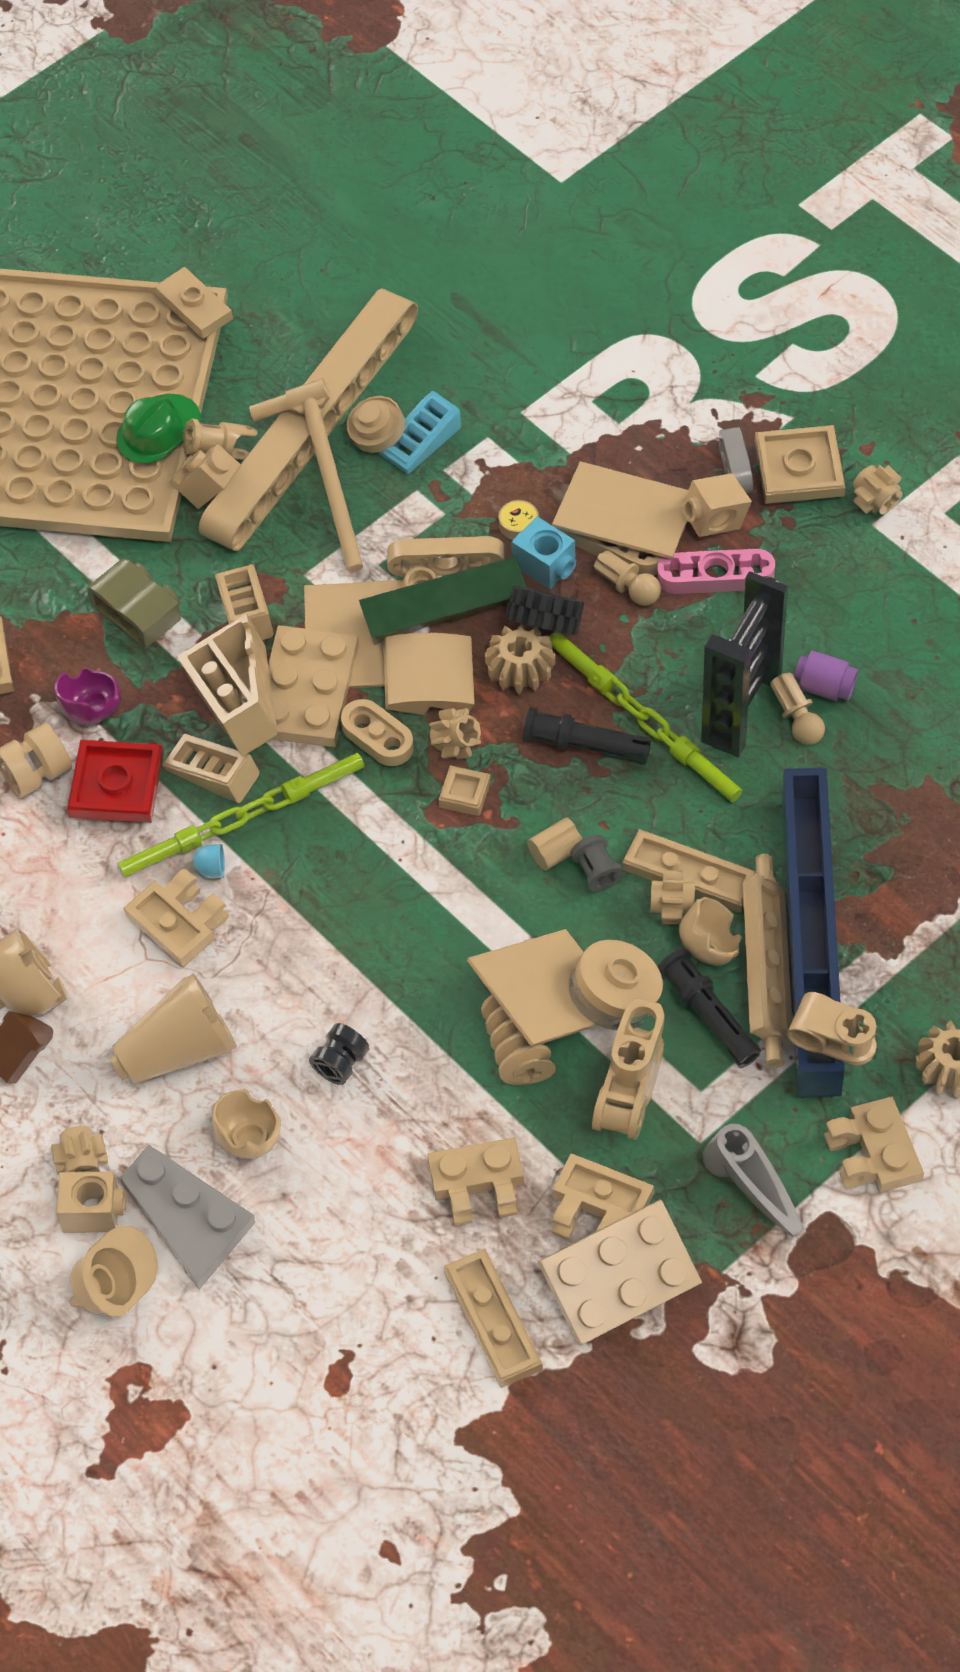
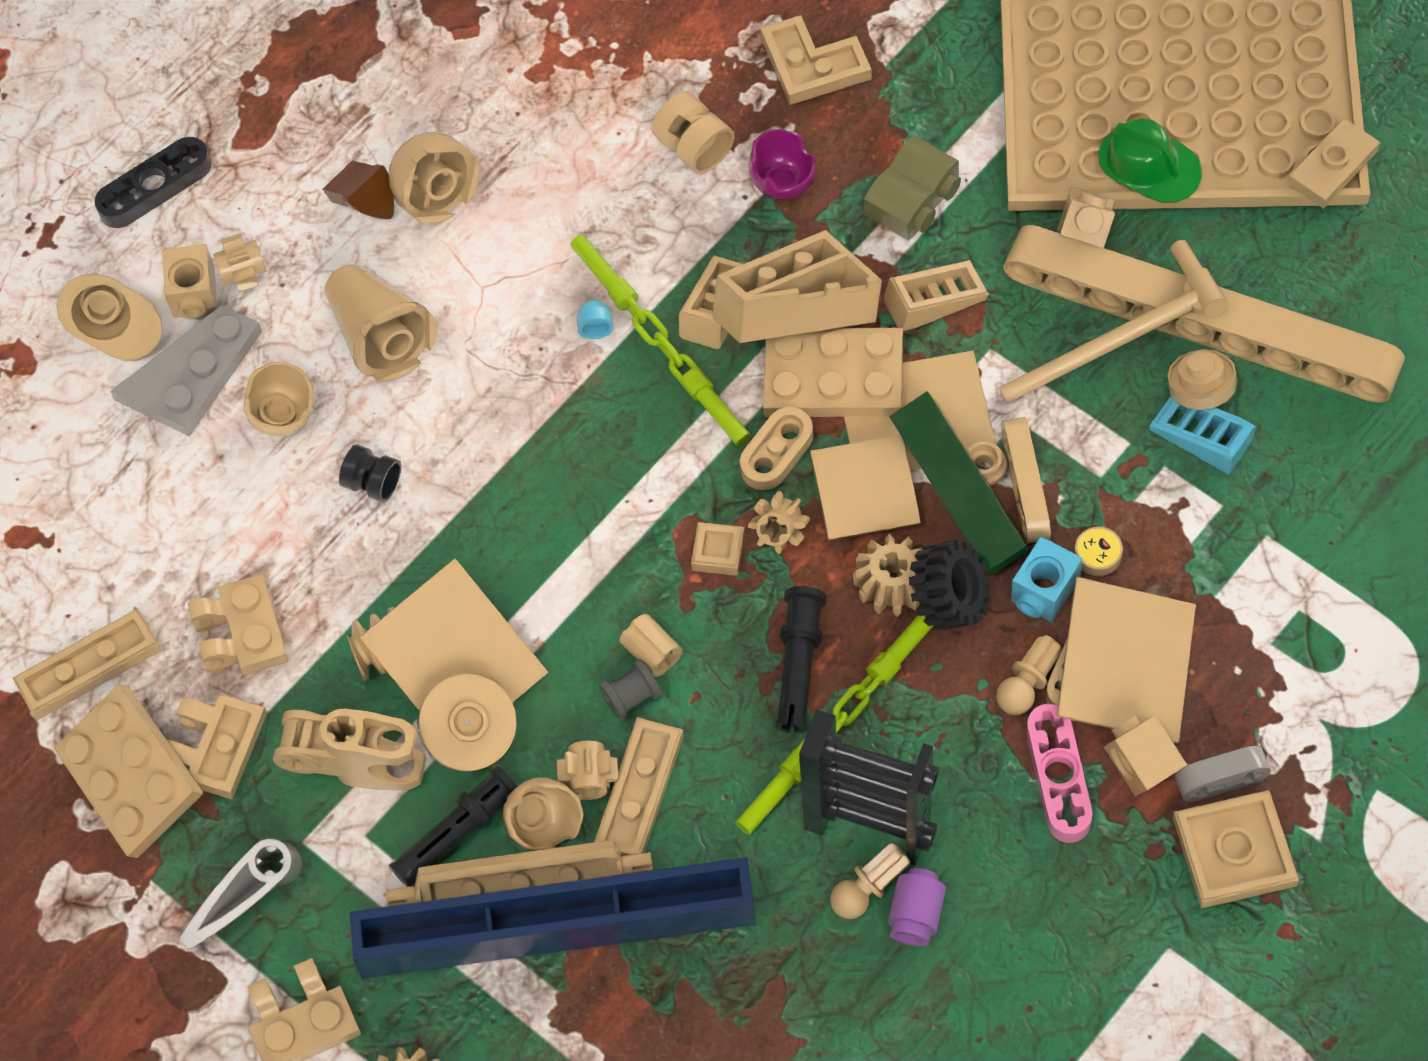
camera: 85 degrees right, 5 degrees up
(115, 781) = (684, 215): red plate -> none
(171, 925) = (515, 293): tan plate -> none
(205, 436) = (1144, 230): tan piece -> none
(832, 1027) = (390, 928): tan piece -> none
(877, 489) = (1205, 939): tan gear -> none

